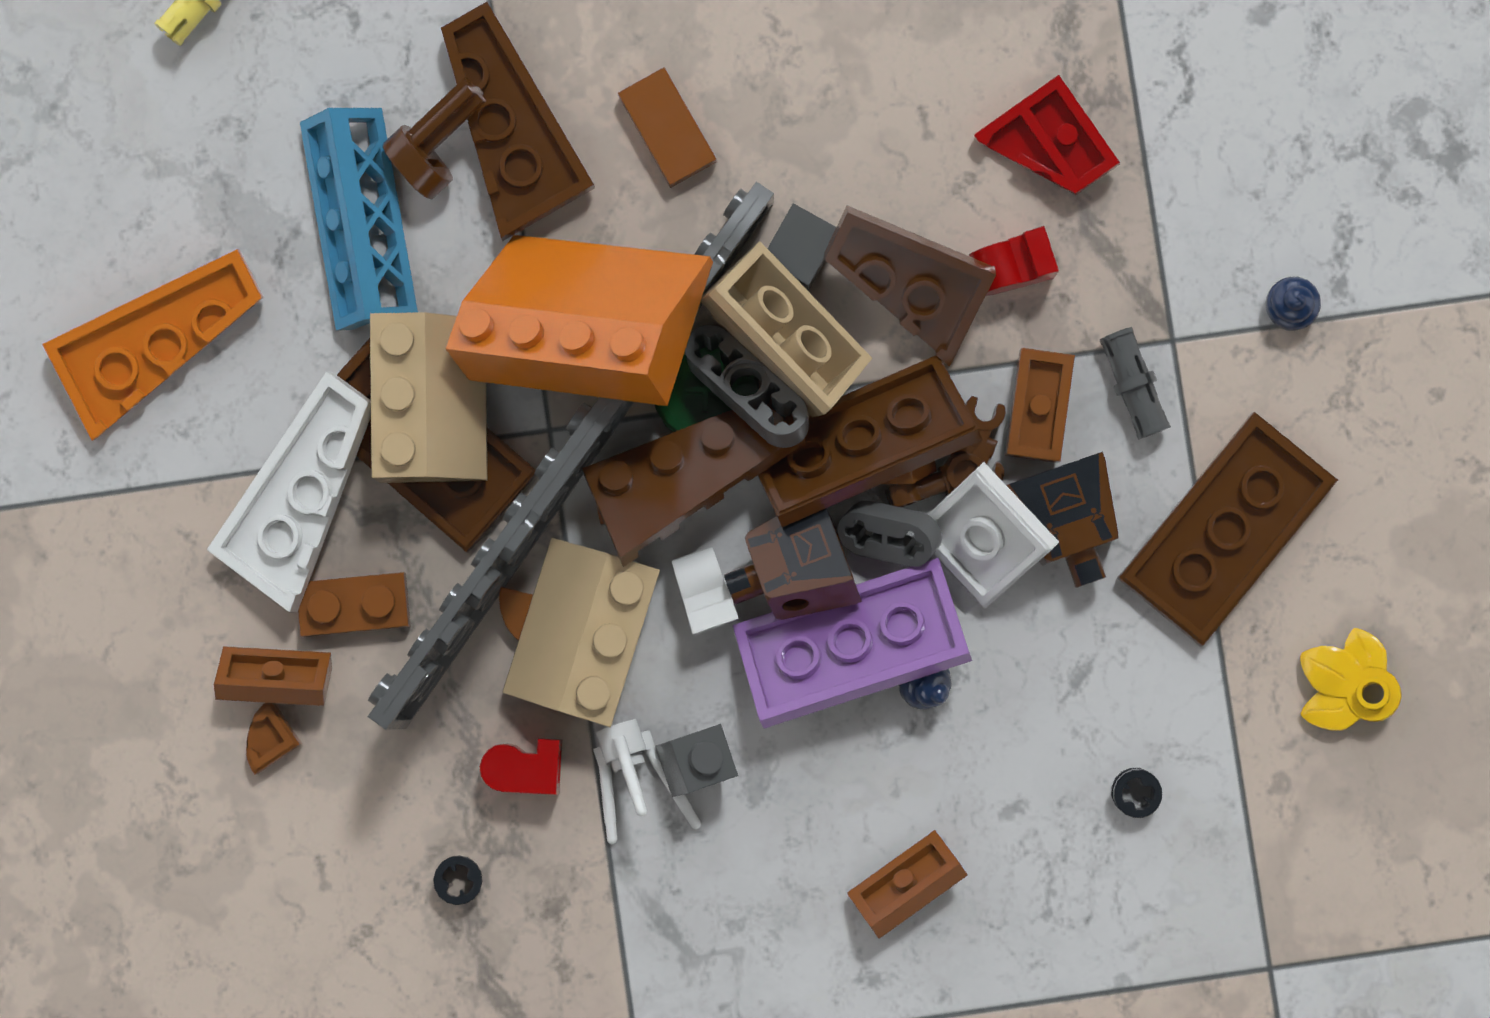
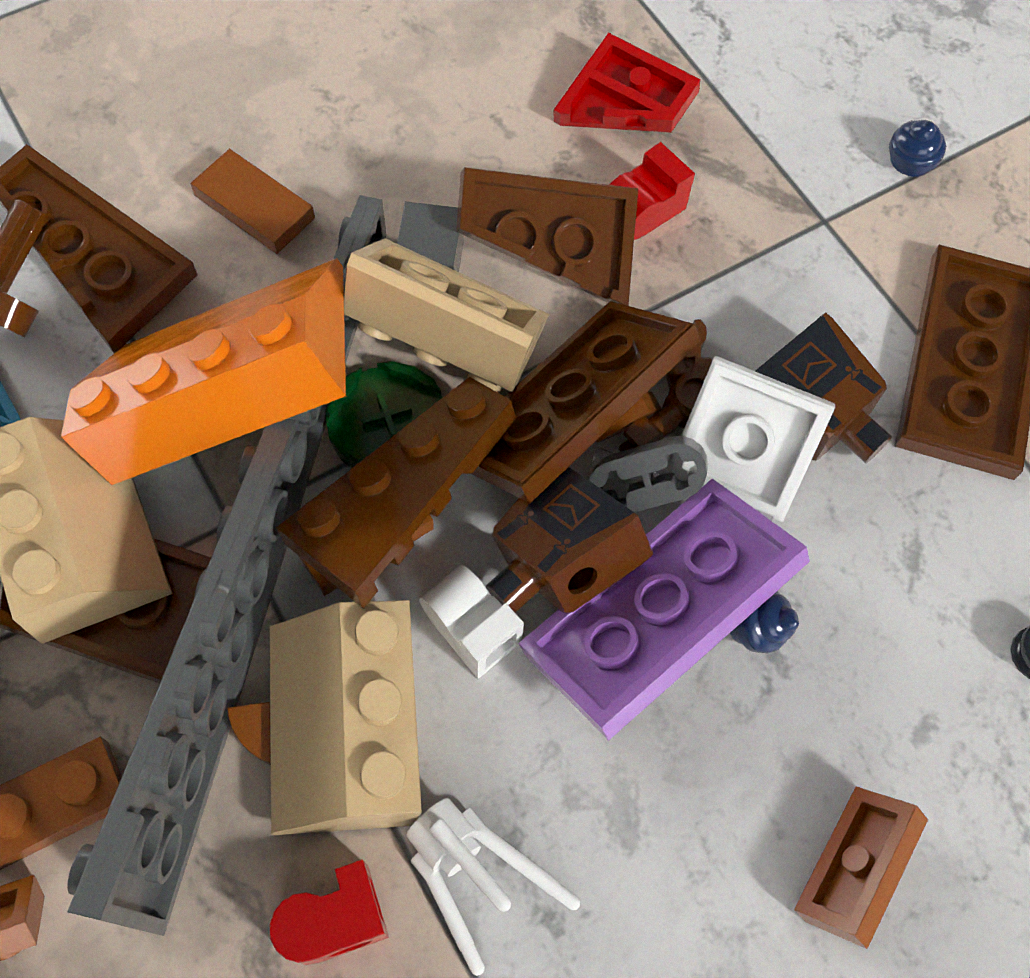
camera: 25 degrees left, 20 degrees down
(696, 760) = (543, 814): dark grey brick -> none
(750, 408) = (468, 386): dark grey beam -> none
(1040, 405) = (735, 307): dark orange plate -> none
(1135, 383) = (814, 260): dark grey pin -> none

